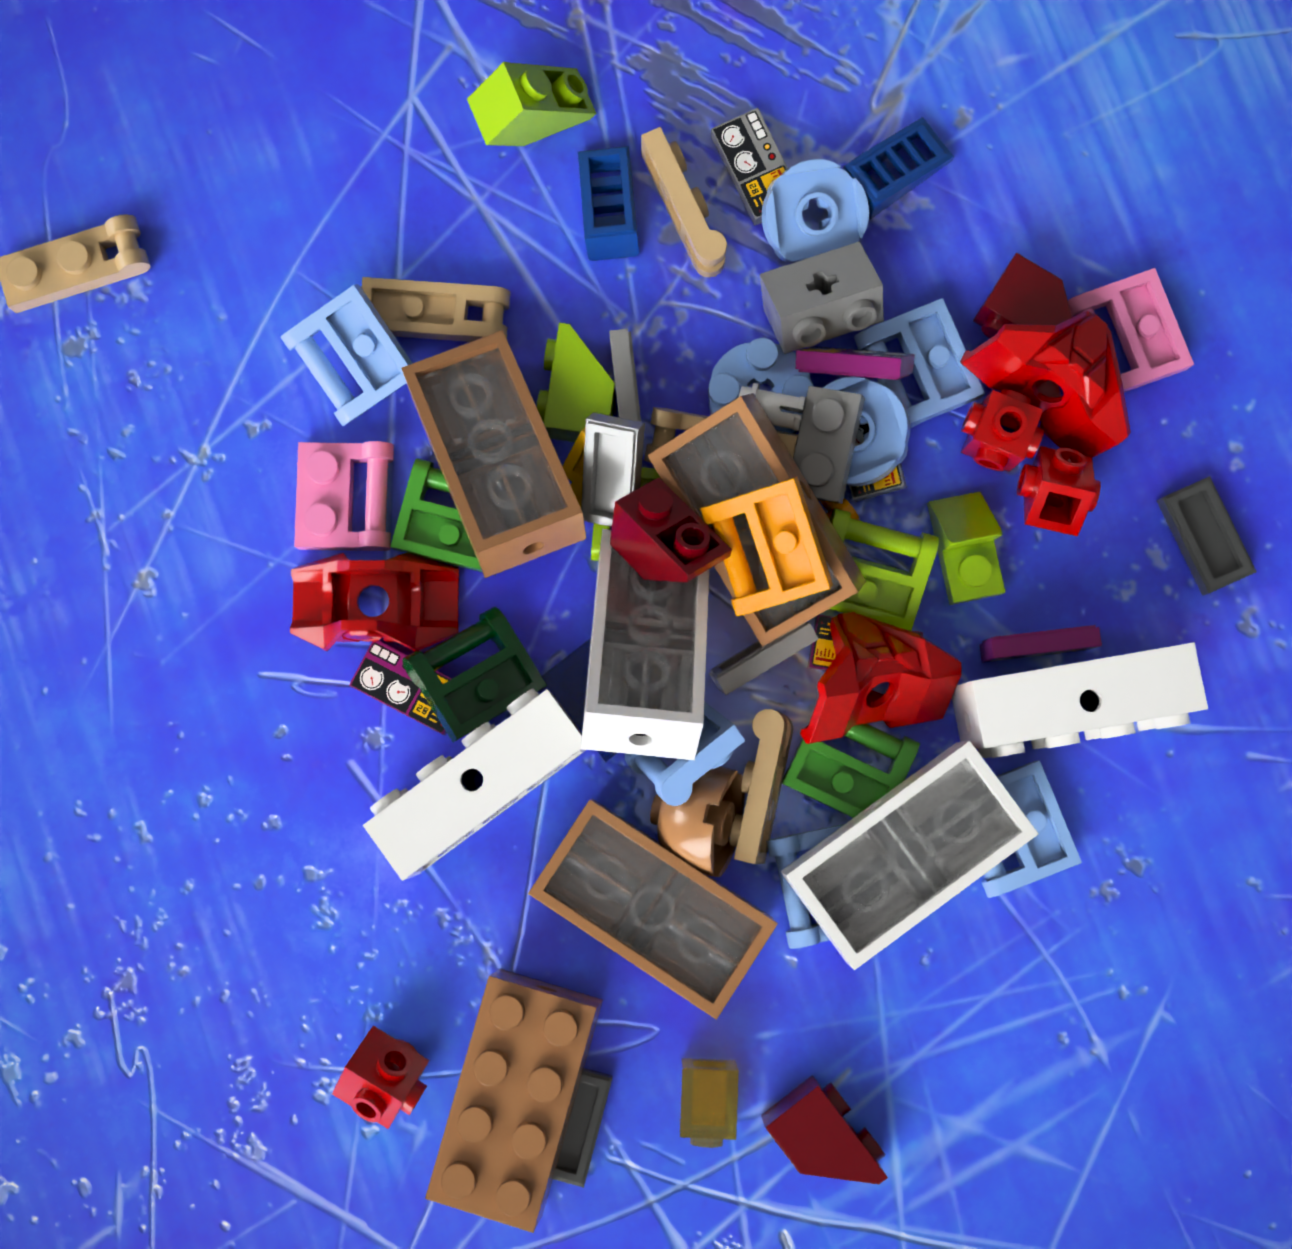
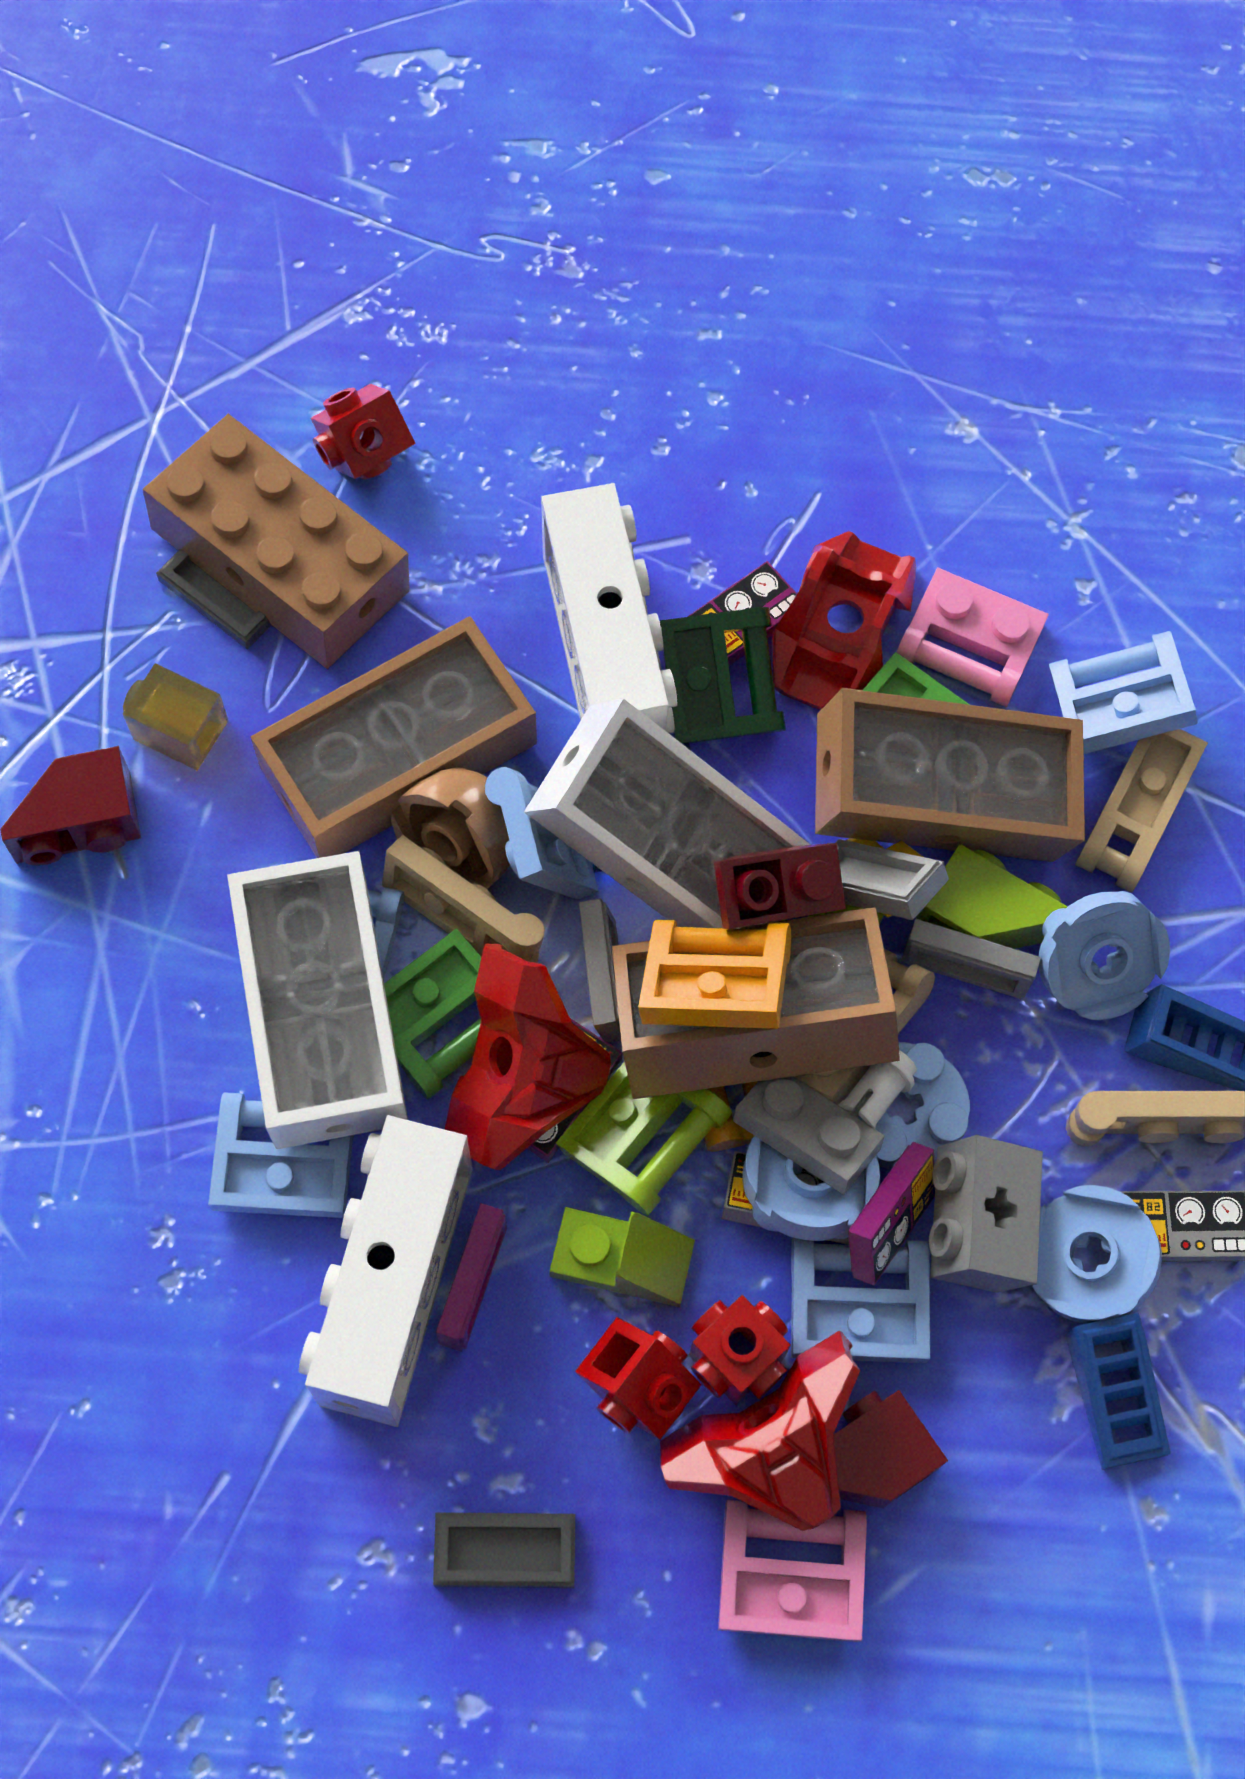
camera: 110 degrees right, 15 degrees down
(581, 289) = (1084, 927): none -> light blue plate

